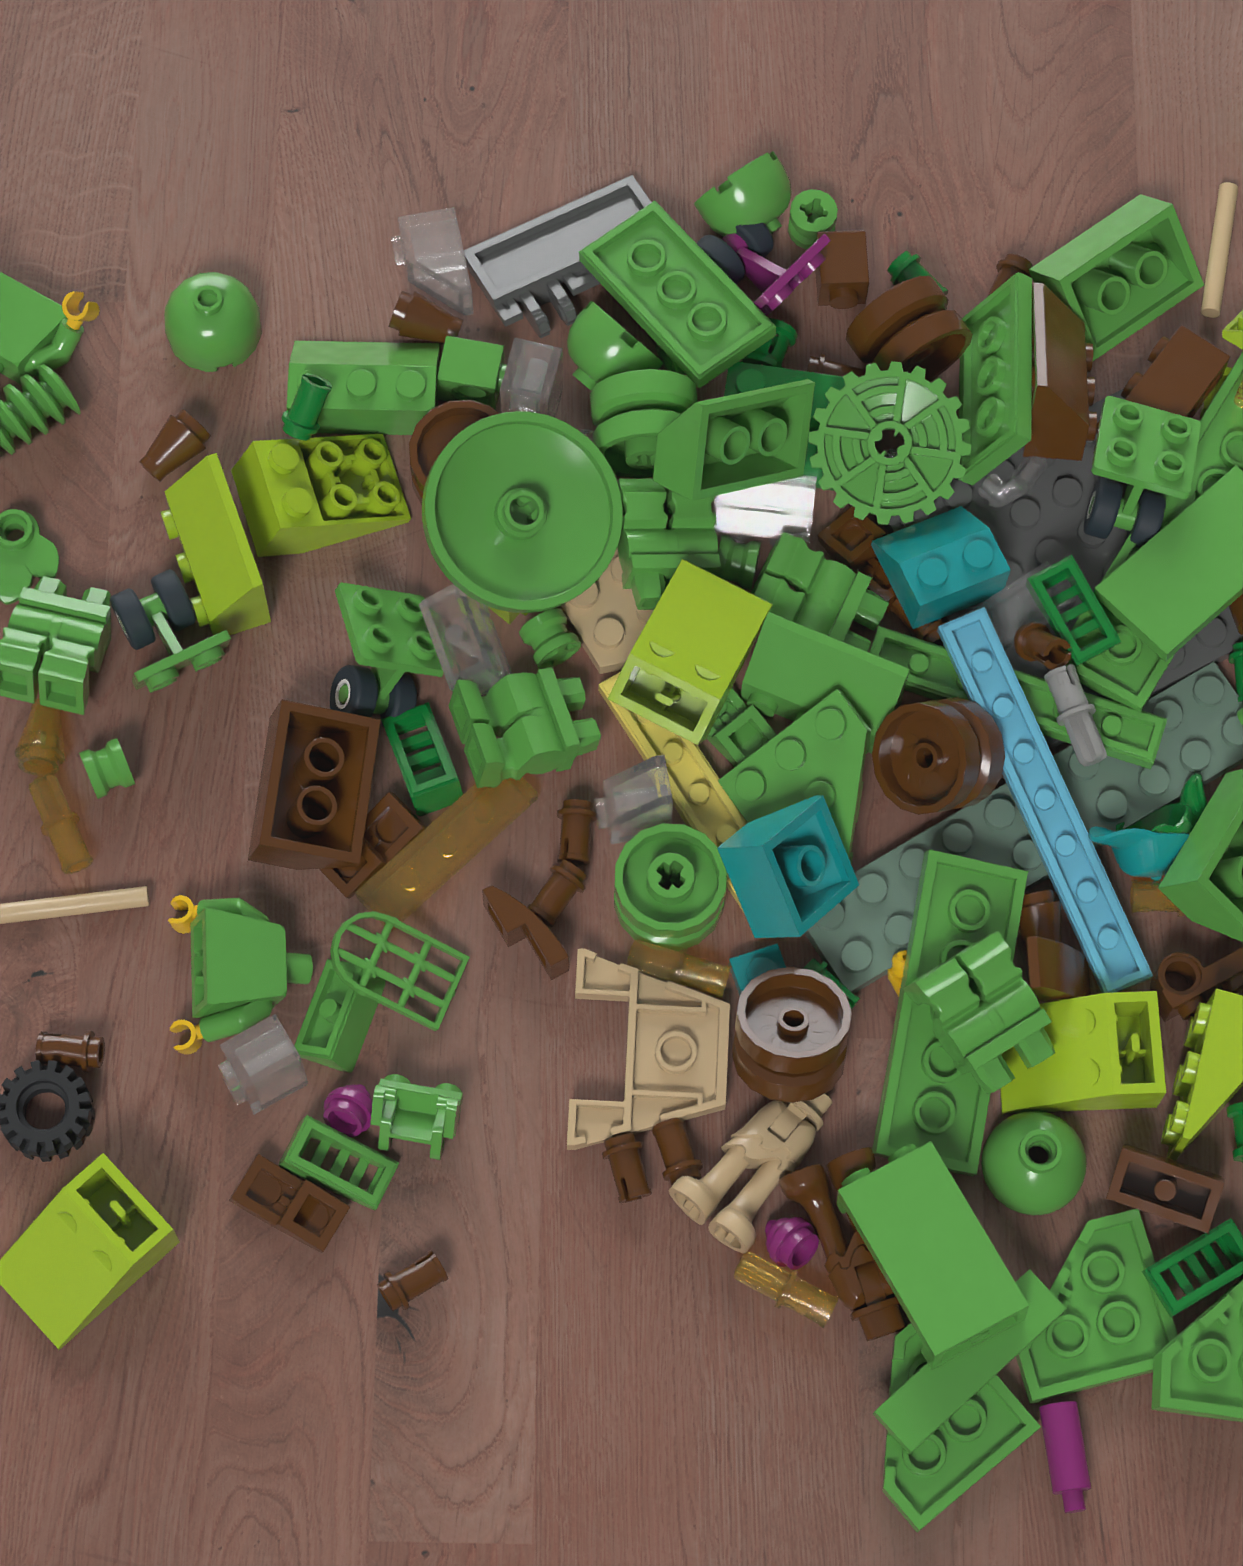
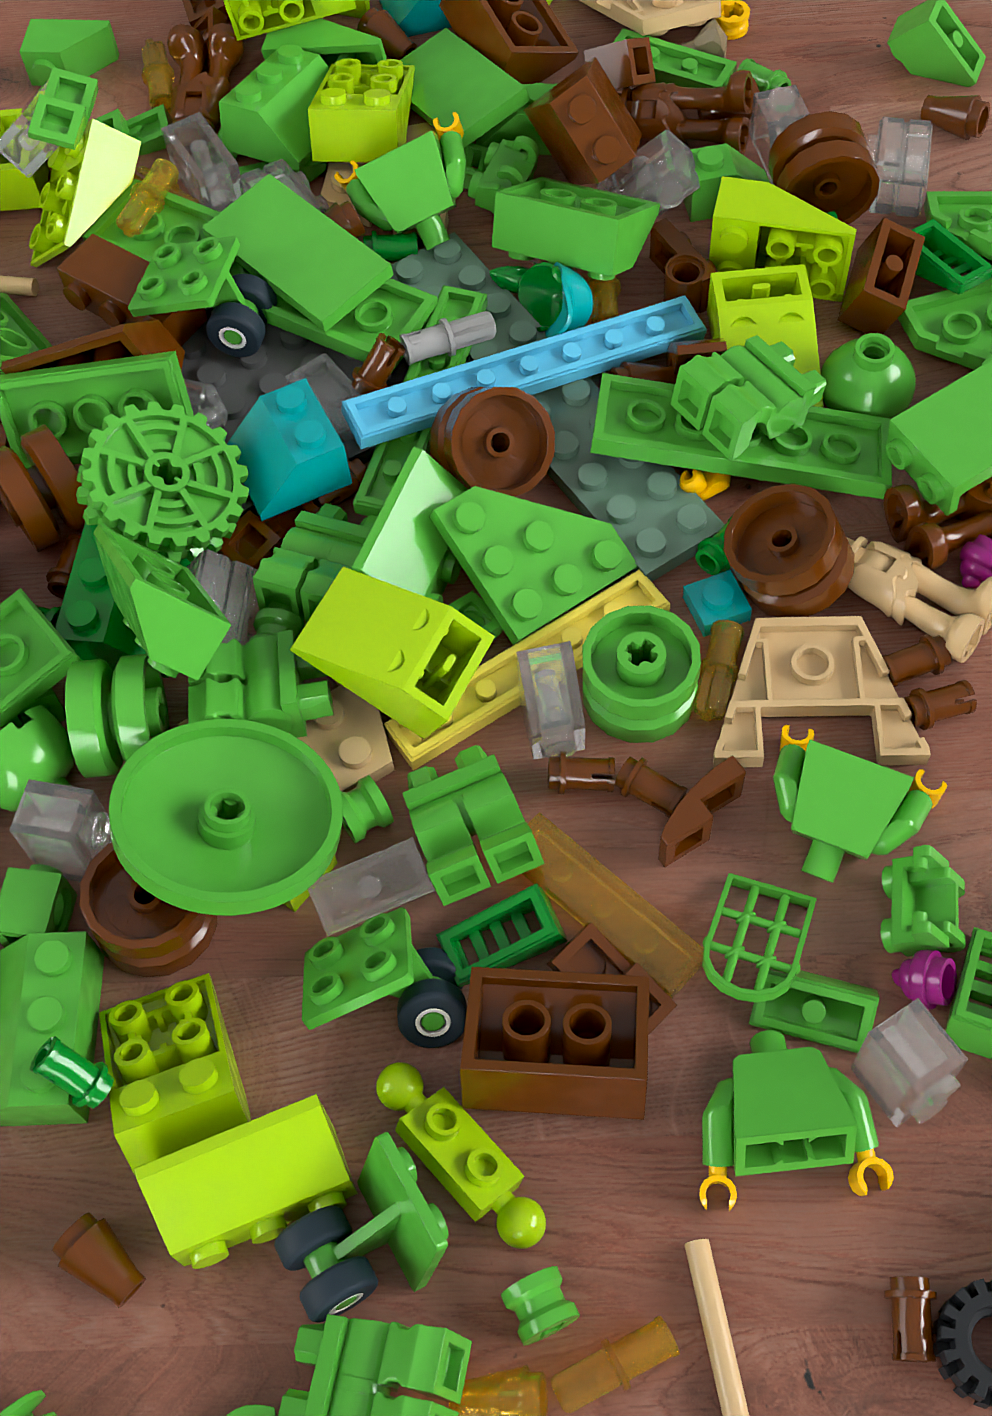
camera: 85 degrees left, 10 degrees down
(232, 714) = (461, 1155): none -> lime plate
(519, 1057) = (846, 803): none -> bright green torso
(788, 868) = (626, 555): teal slope -> none
(1069, 570) = (318, 335): green slope -> none

